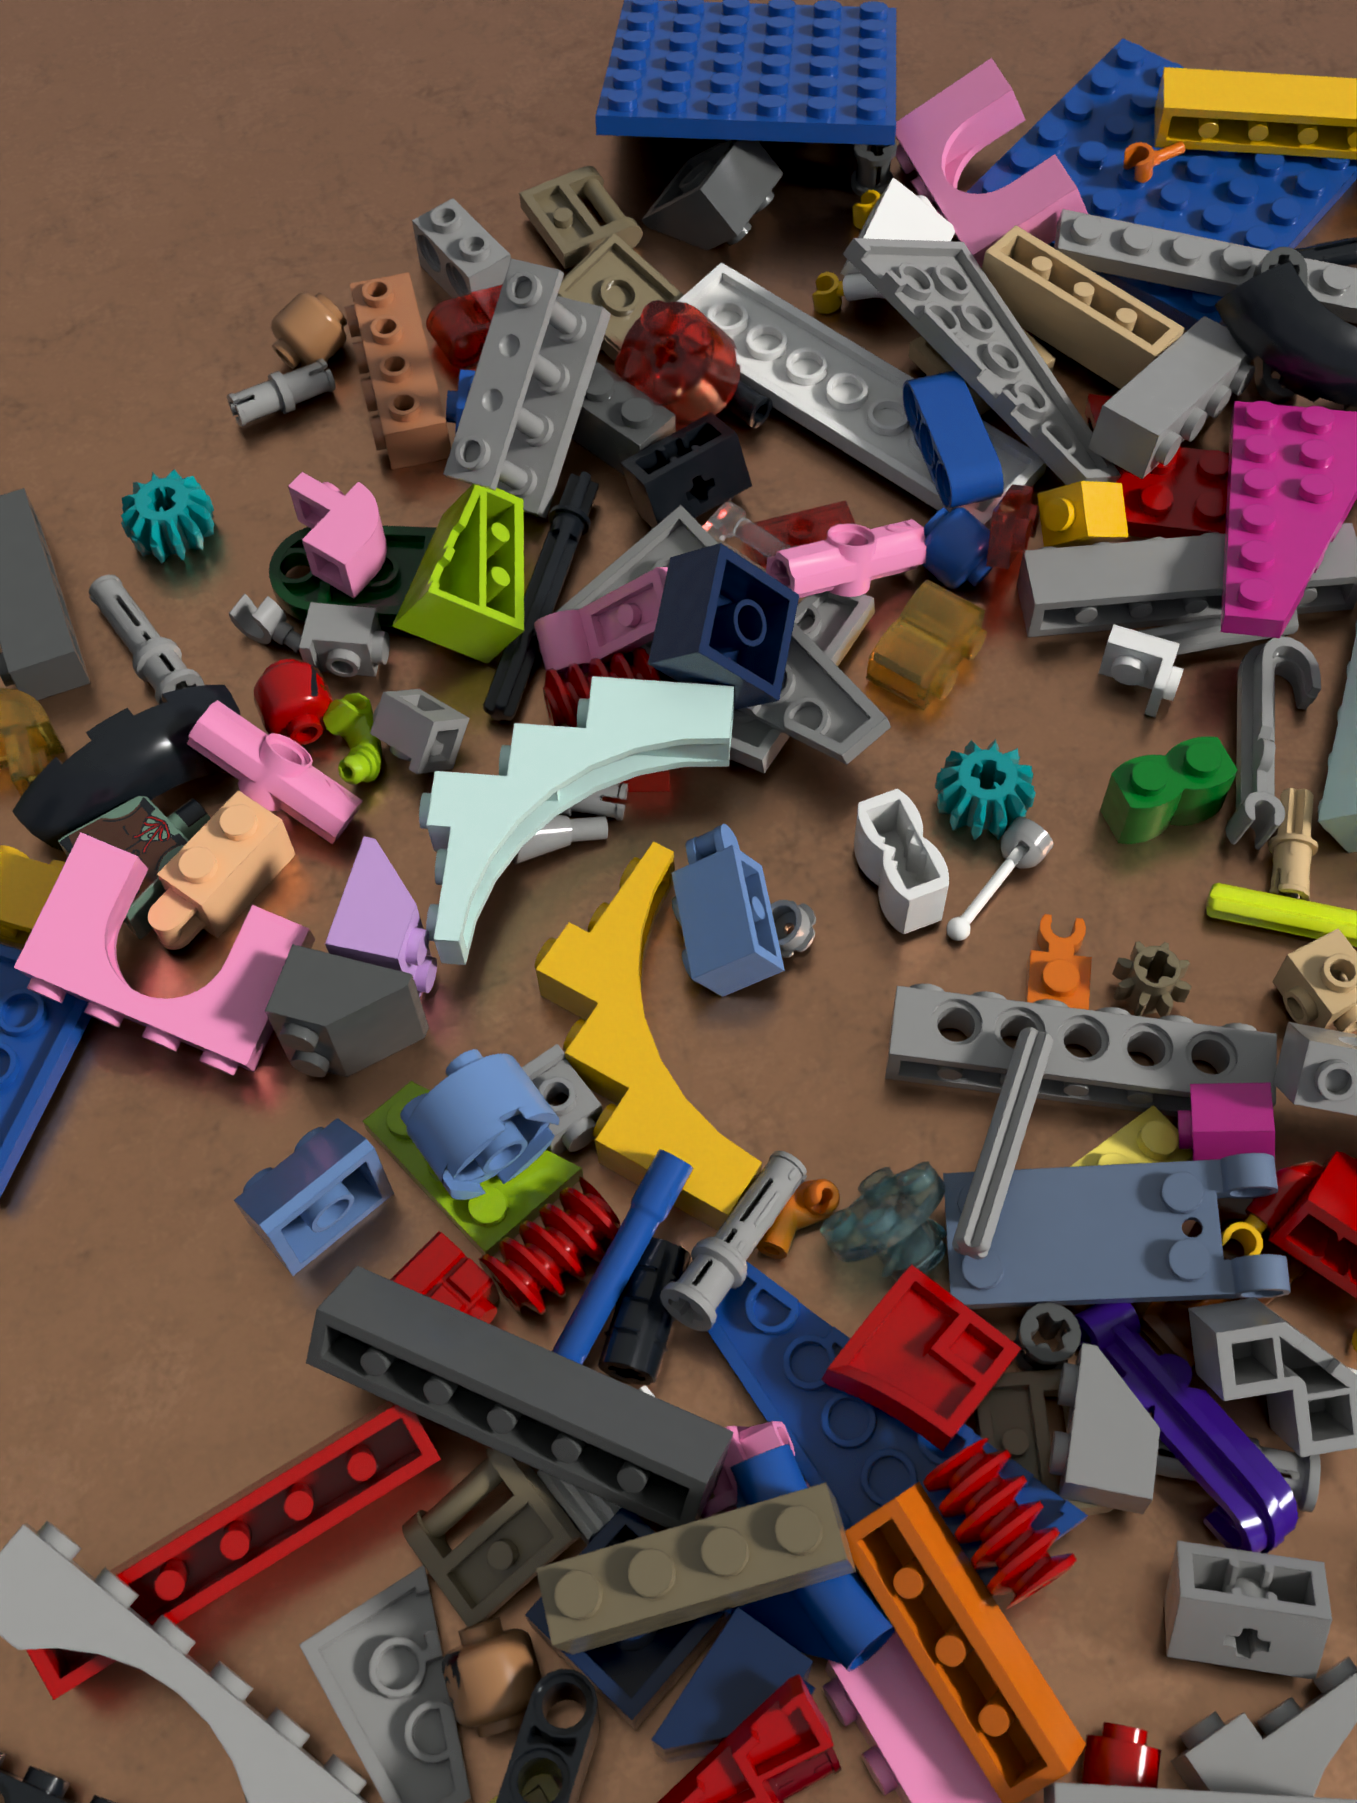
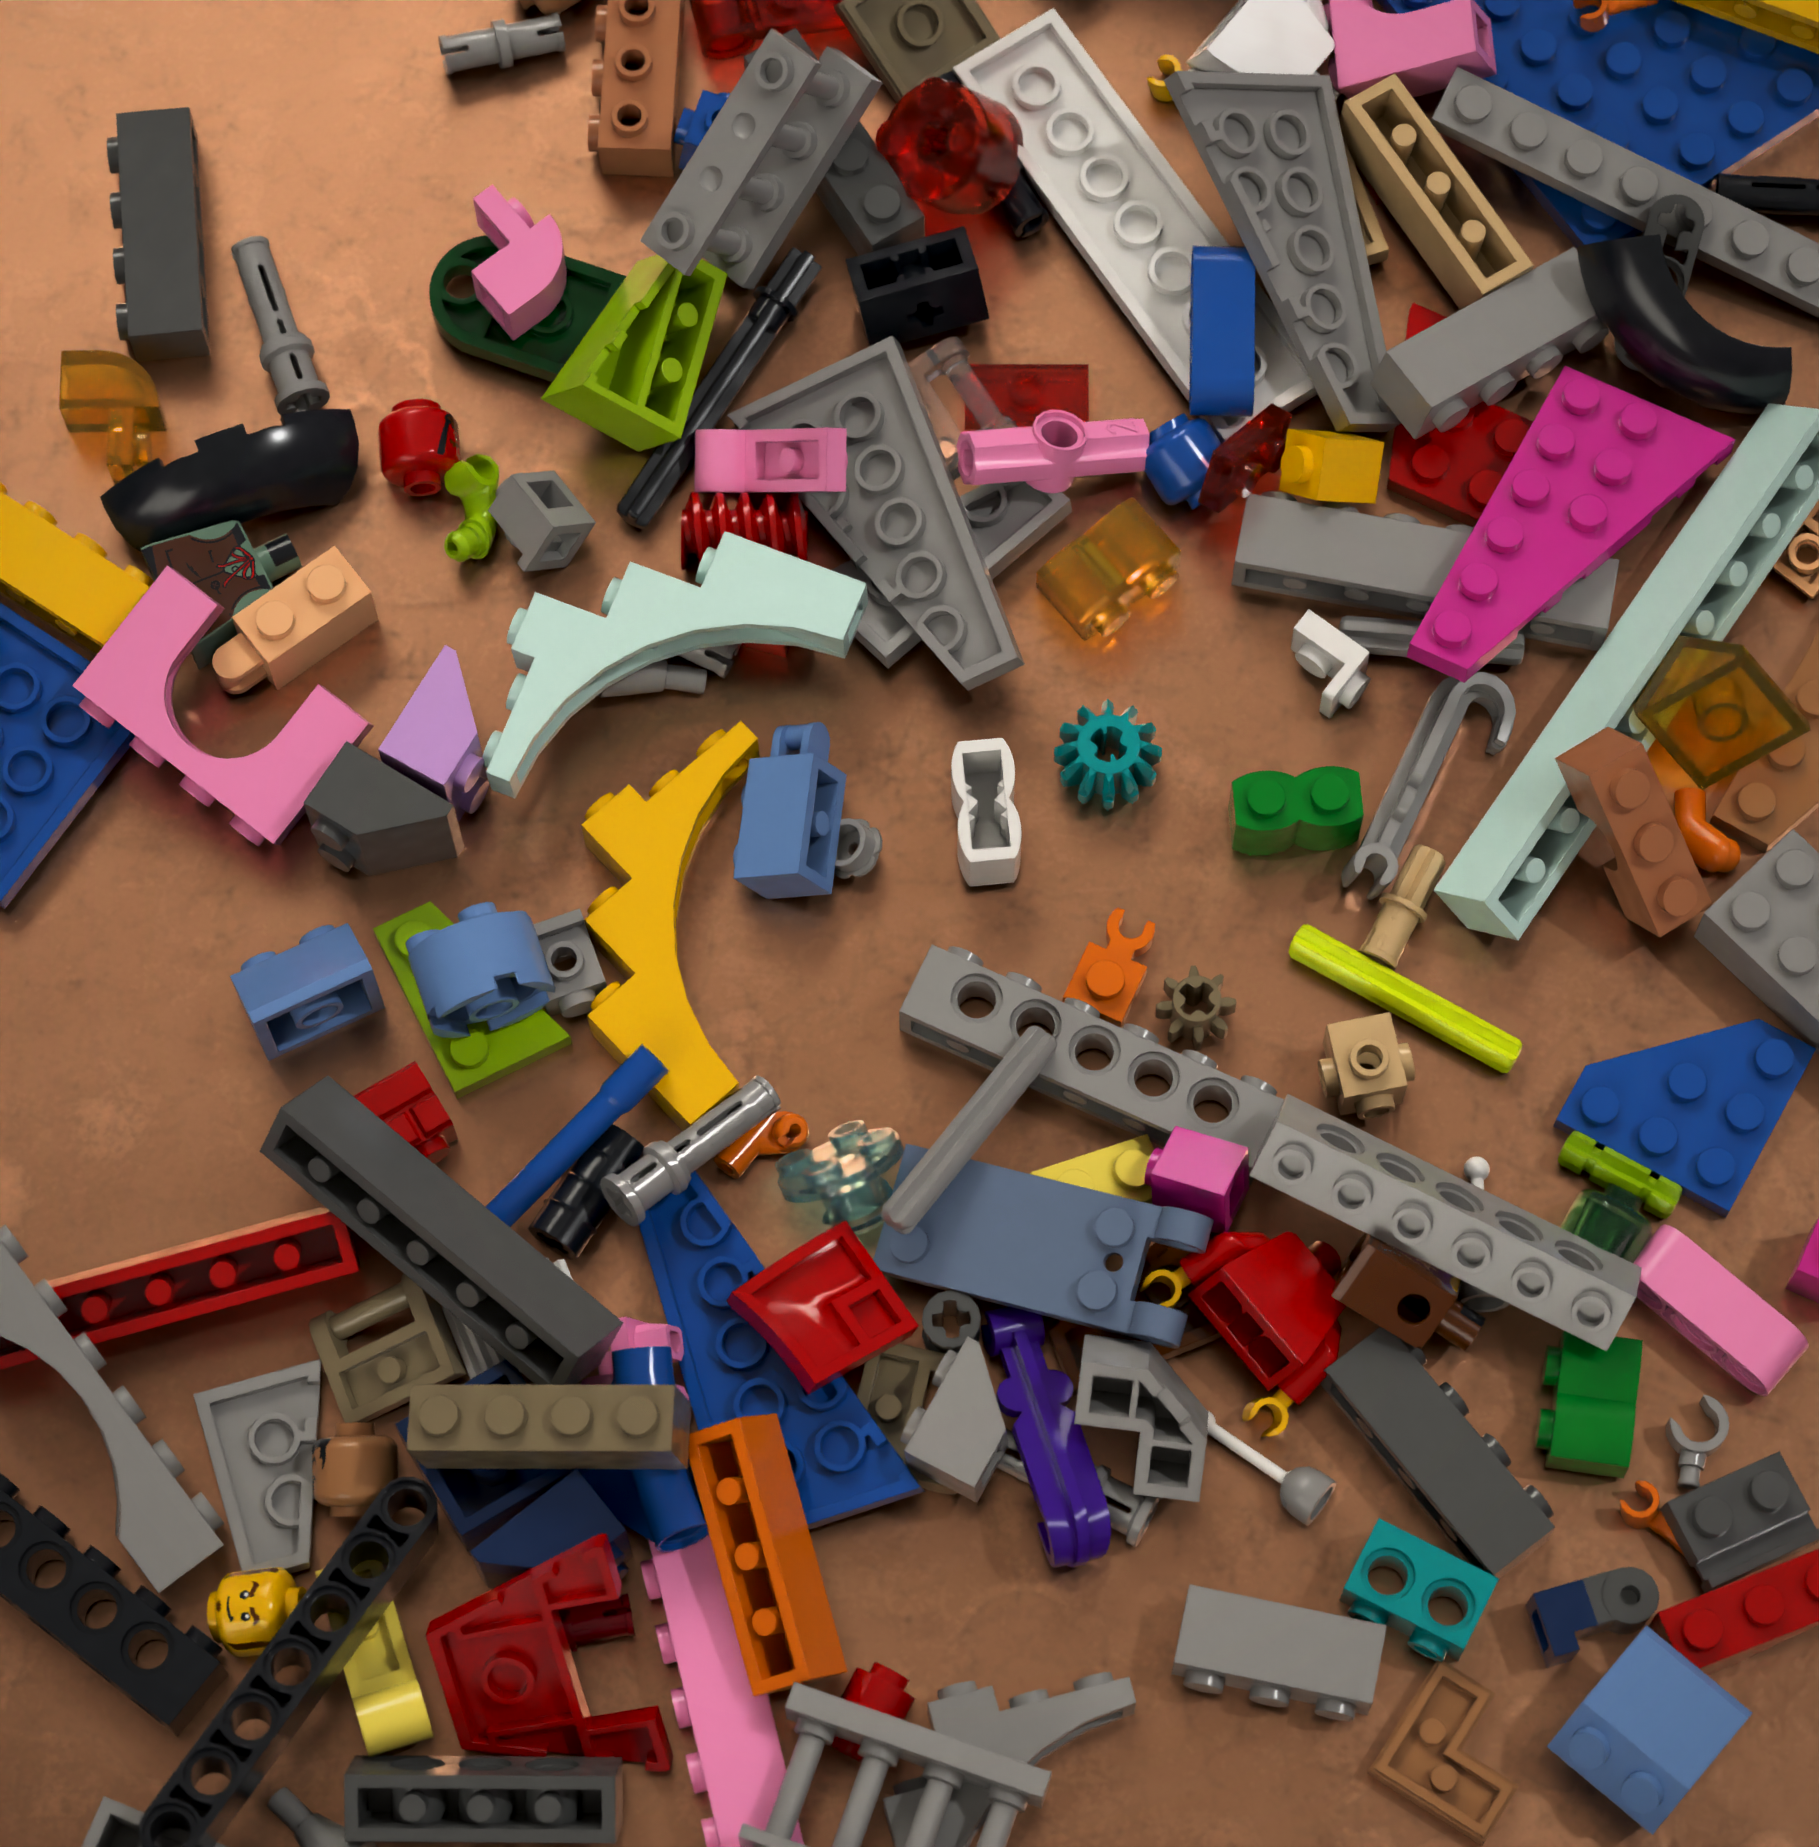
camera: 15 degrees right, 10 degrees up
(167, 516) = (314, 179): teal gear -> none
(264, 622) = (412, 340): light grey piece -> none
(274, 771) = (377, 531): bright pink piece -> none
(344, 640) = (489, 389): light grey brick -> none
(552, 1249) = (519, 1107): red piece -> none
(724, 625) = (876, 515): dark blue brick -> none
(998, 1522) = (831, 1466): red piece -> none
(1022, 847) = (1122, 829): hinge -> none
(1247, 1610) = (1032, 1606): light grey brick -> none

